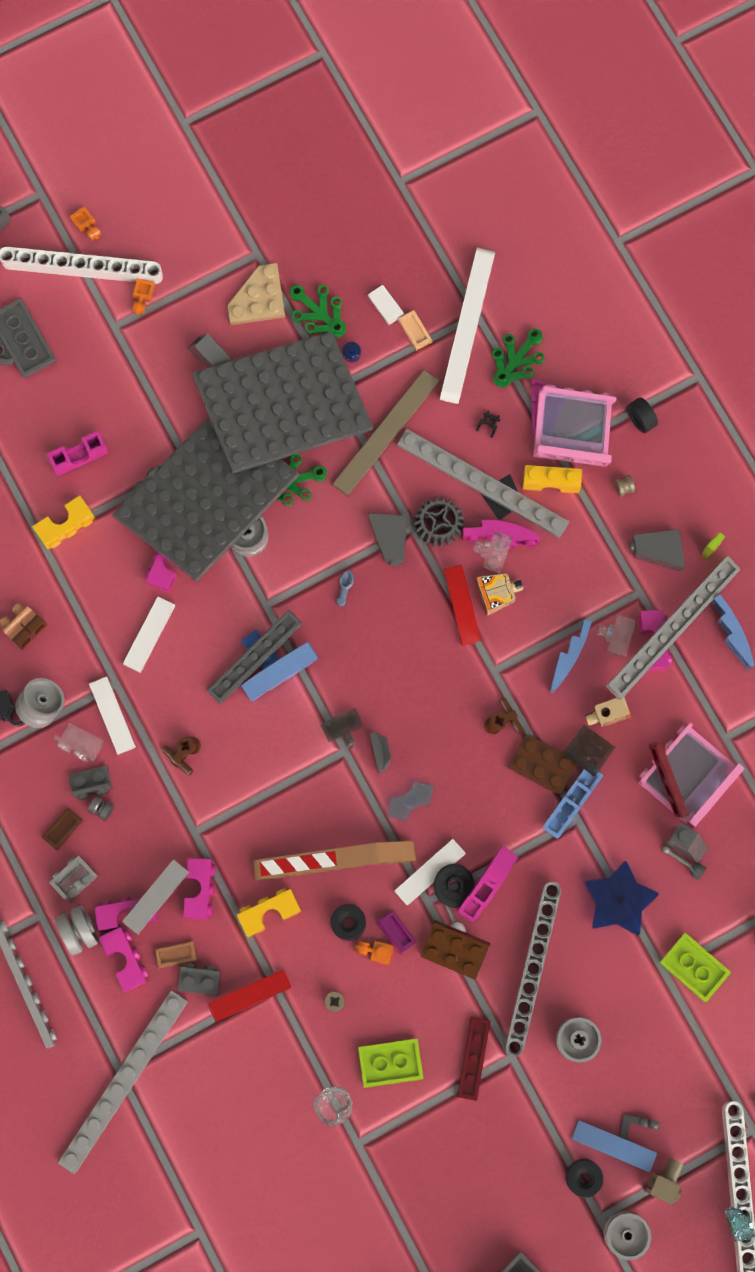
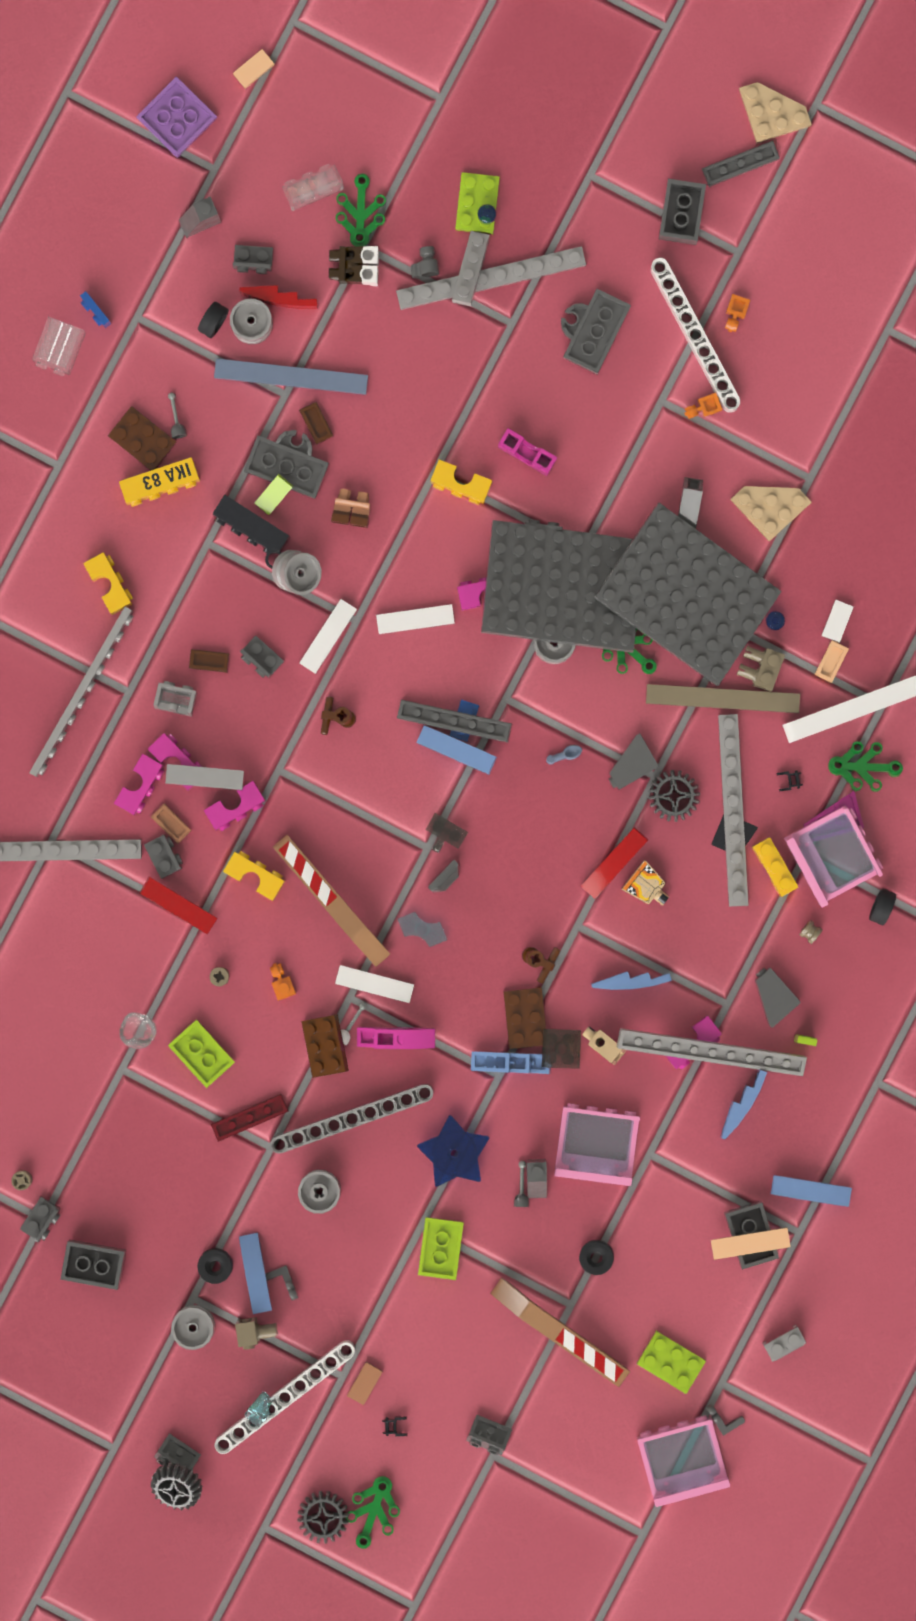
camera: 60 degrees right, 10 degrees up
(76, 930) = (135, 731): light grey wheel -> none
(80, 742) = (288, 626): clear bracket -> none
(101, 808) = (246, 686): flat silver wheel -> none
(319, 313) = (791, 570): green plant -> none
(356, 930) = (300, 945): black tyre -> none
(387, 380) = (769, 668): none -> dark tan brick
(396, 932) = (307, 989): magenta tile -> none
(442, 885) = (374, 999): black wheel -> none
(494, 551) = (678, 860): clear hinge -> none
(520, 534) = (703, 862): dark pink slope -> none
(618, 635) = (676, 1010): clear hinge -> none
(668, 780) = (578, 1129): dark red tile -> none

